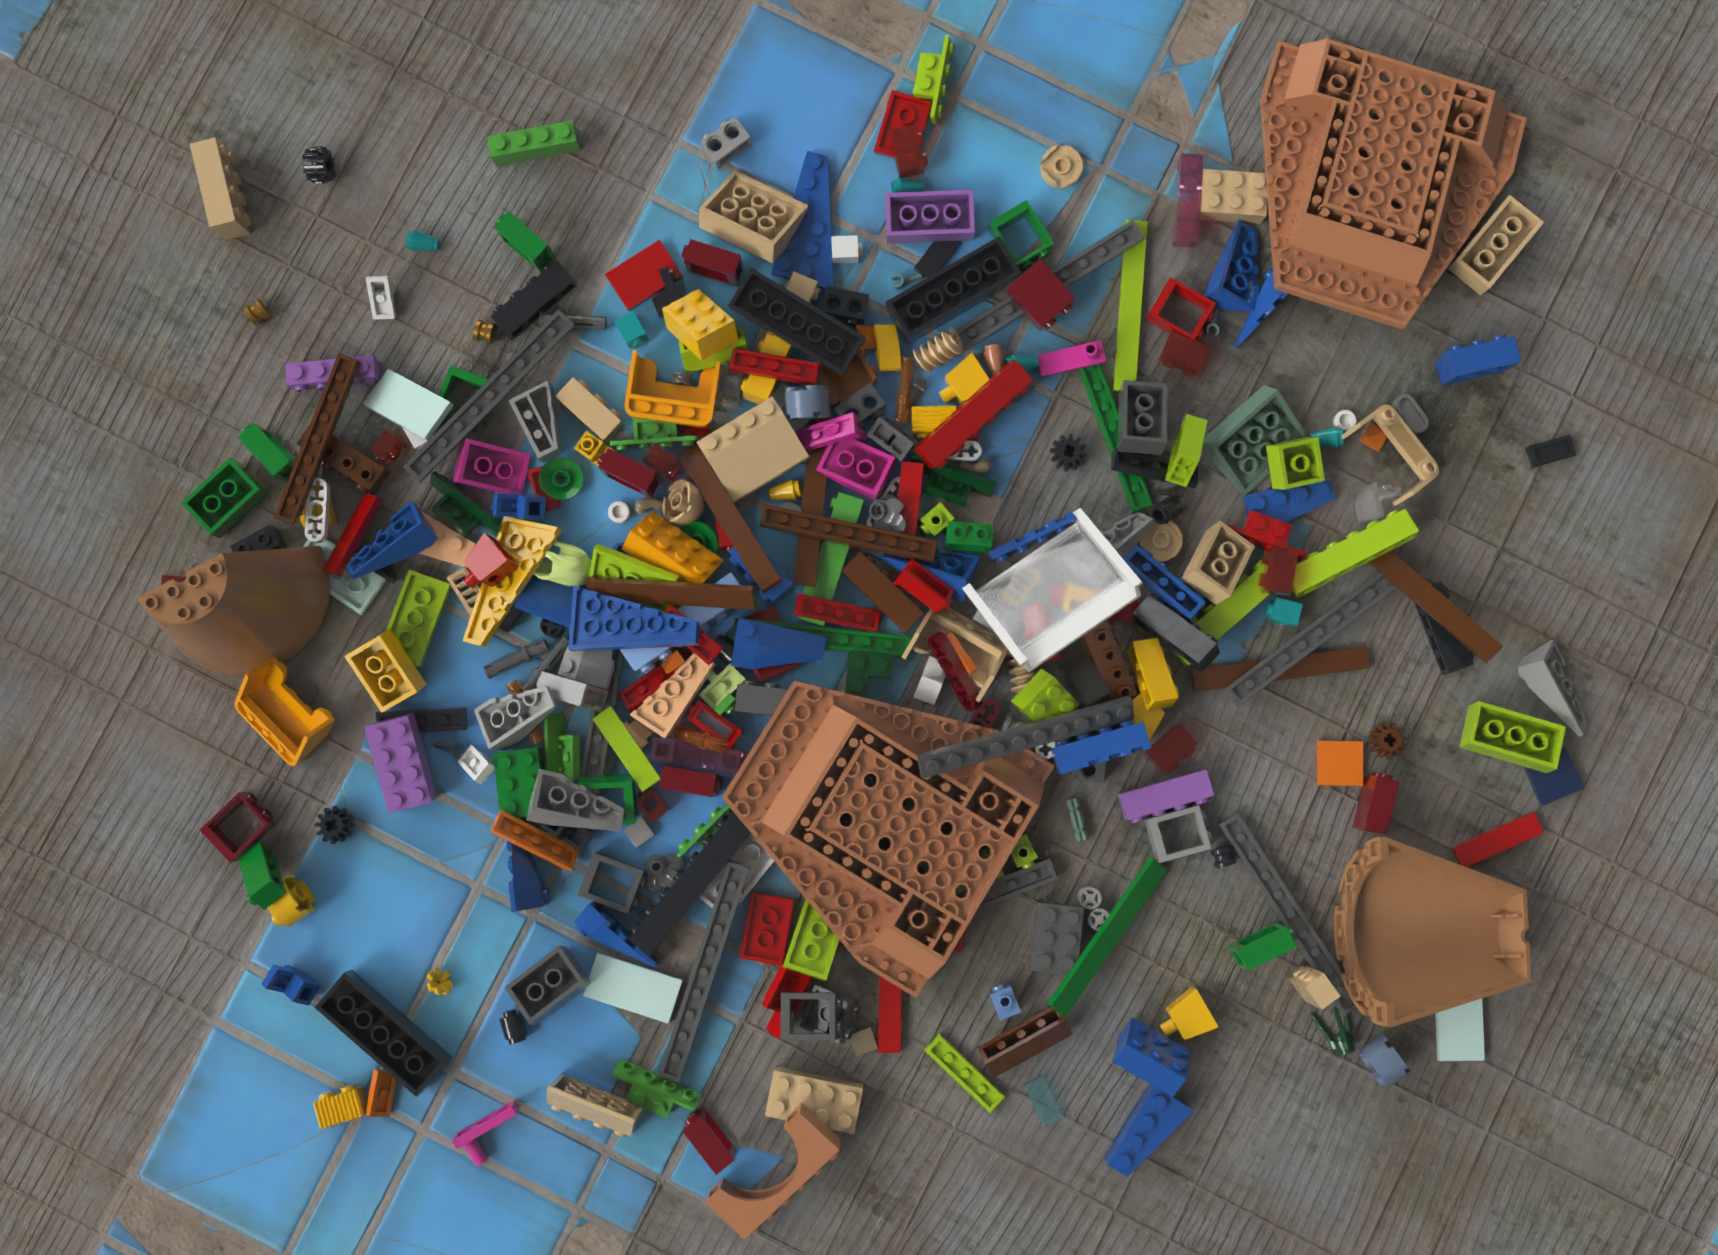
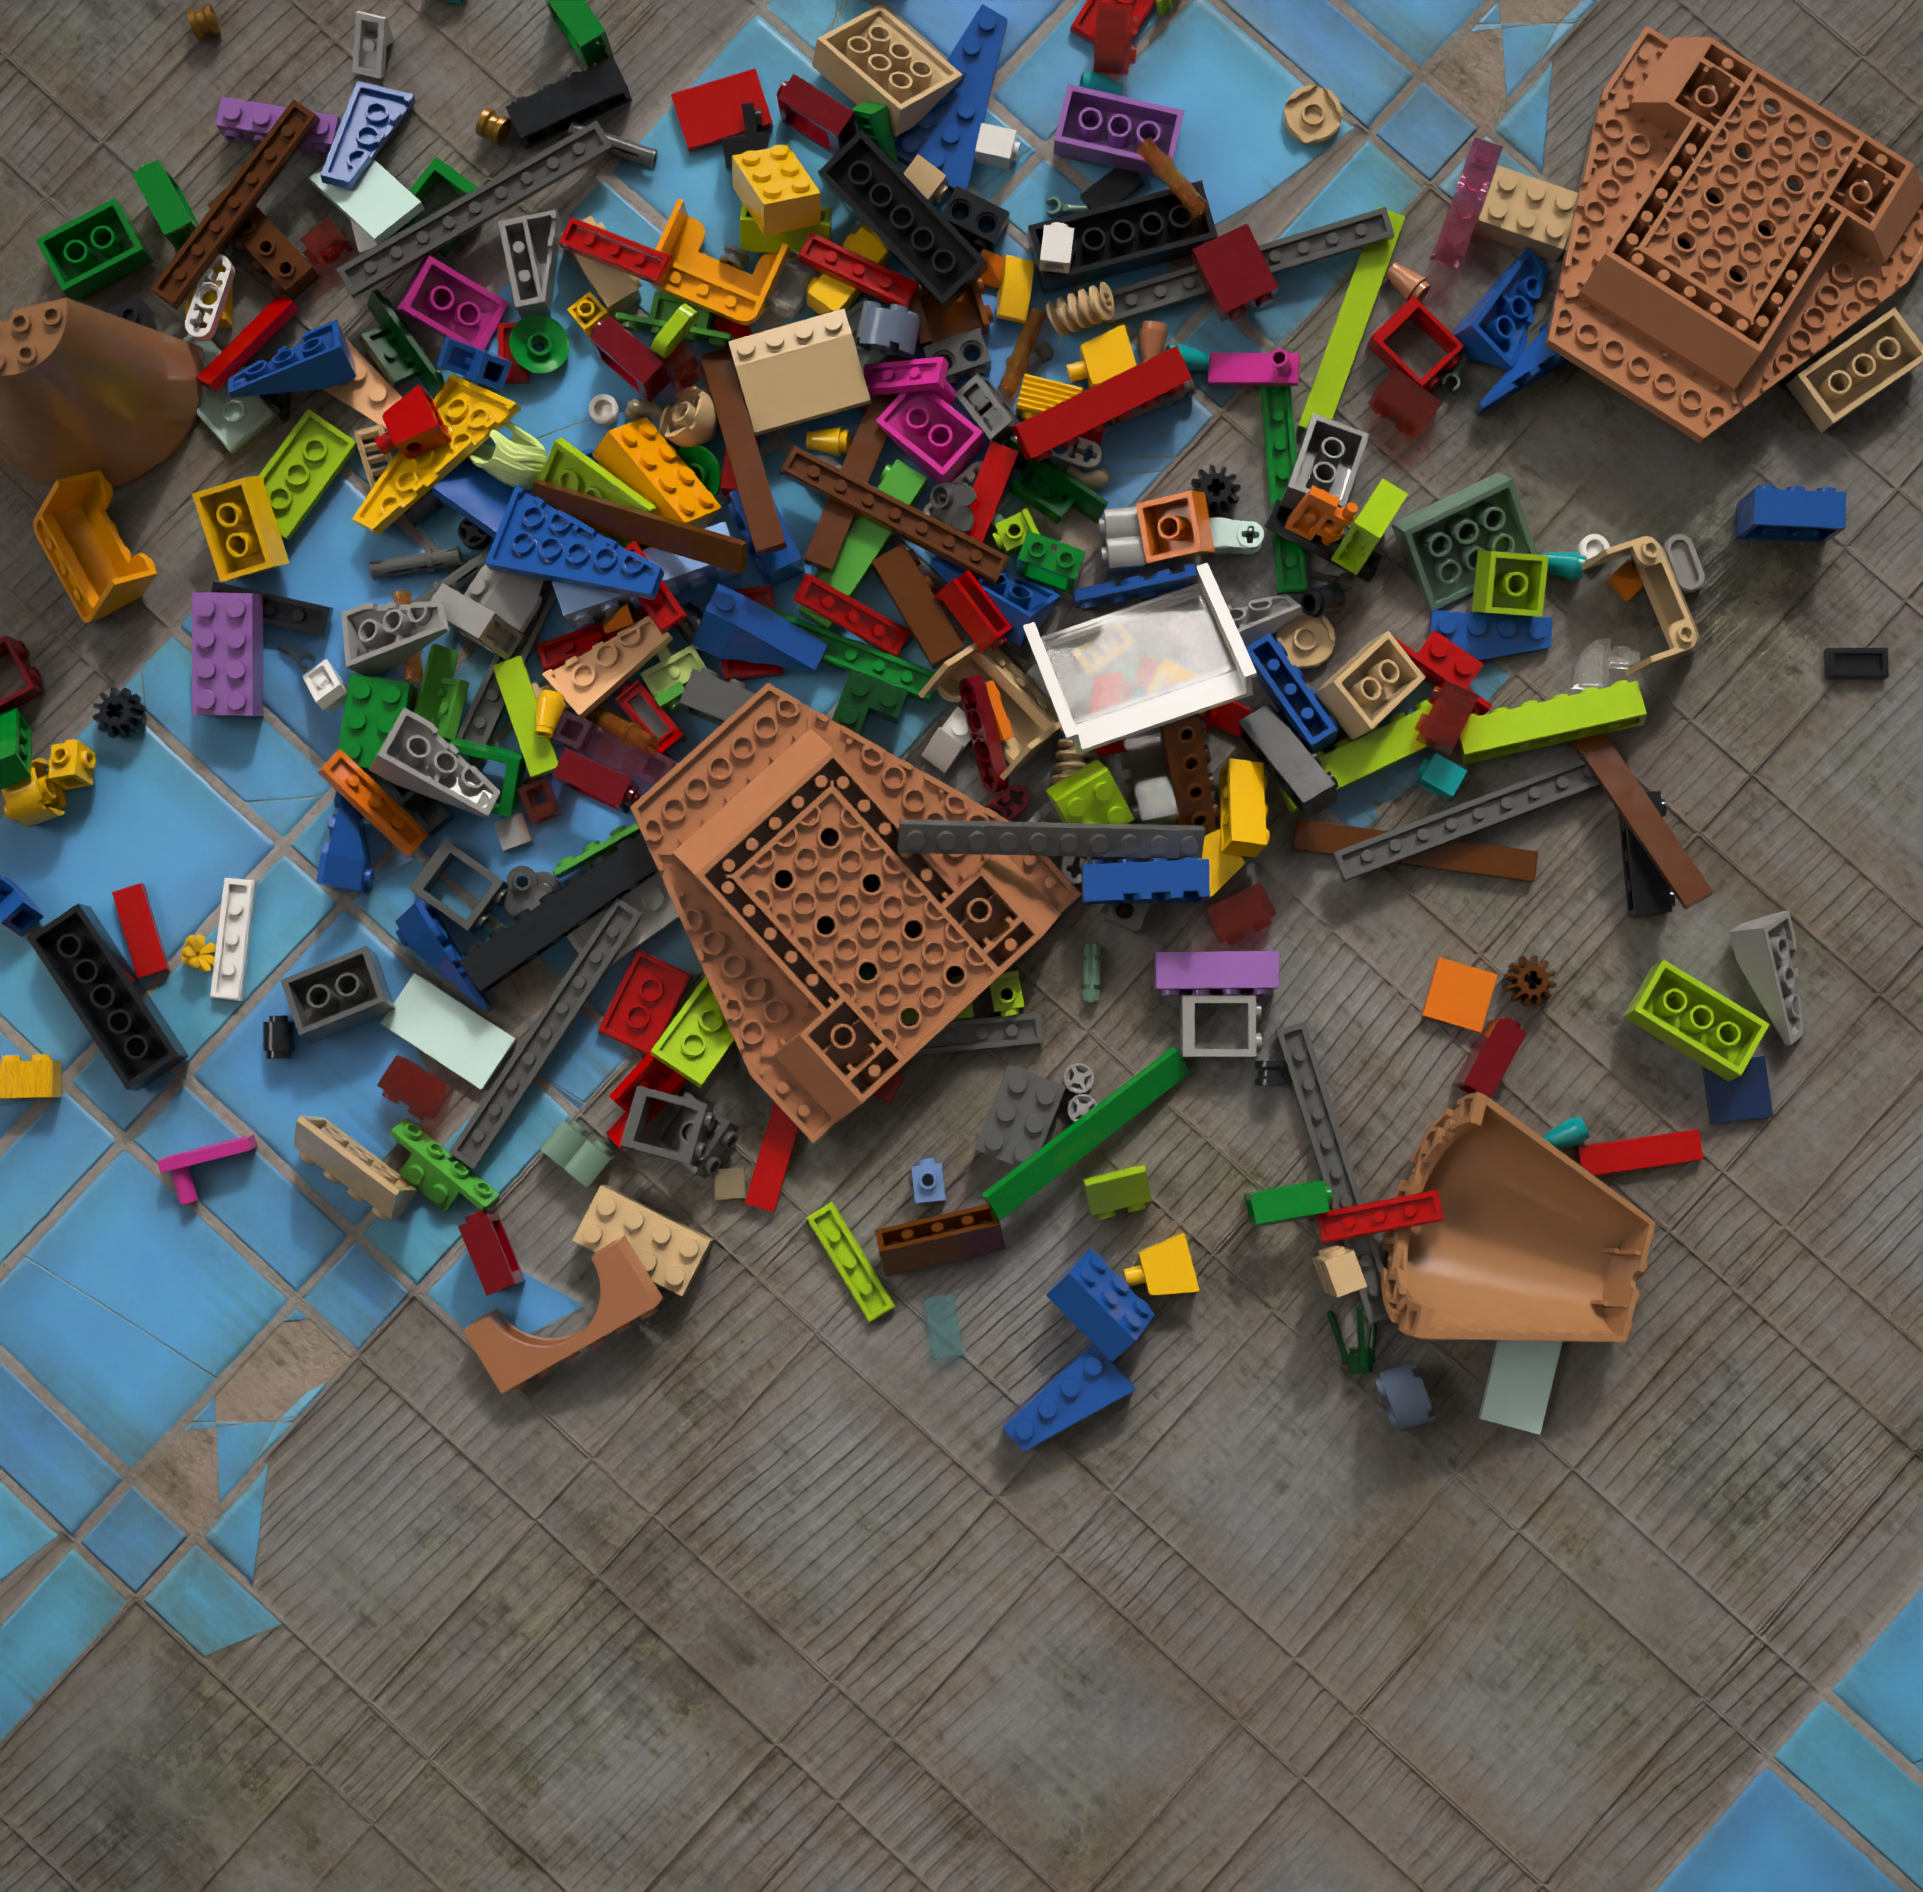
camera: 15 degrees right, 0 degrees up
(311, 871) = (71, 764): none -> yellow brick
(380, 1094) = (83, 1076): orange plate -> none
(393, 360) = (363, 131): none -> wing
(393, 976) = (140, 931): none -> red tile
(461, 964) = (233, 939): none -> white tile
(599, 399) = (616, 251): none -> red tile
(620, 1035) = (414, 1087): none -> clear red brick
(631, 330) = (685, 175): teal brick -> none
(642, 741) = (548, 712): none -> yellow cone
(657, 446) = (674, 330): none -> lime beam
(749, 1050) = (577, 1153): none -> sand green brick
(757, 258) = (876, 124): none -> green slope
(911, 312) = (1056, 248): none -> white brick
(974, 237) = (1168, 172): none -> clear orange pin
(1013, 215) = (1228, 162): green window -> none
(1013, 504) = (1123, 540): none -> light grey brick
(1049, 487) = (1175, 527): none -> orange brick
(1086, 481) = (1230, 536): none -> light aqua piece
(1139, 970) = (1117, 1191): none -> lime slope
(1151, 452) = (1313, 512): none -> orange plate
(1162, 267) = (1408, 282): none -> nougat cone
(1332, 938) = (1380, 1216): none -> red tile
(1444, 841) = (1568, 1133): none -> teal cone

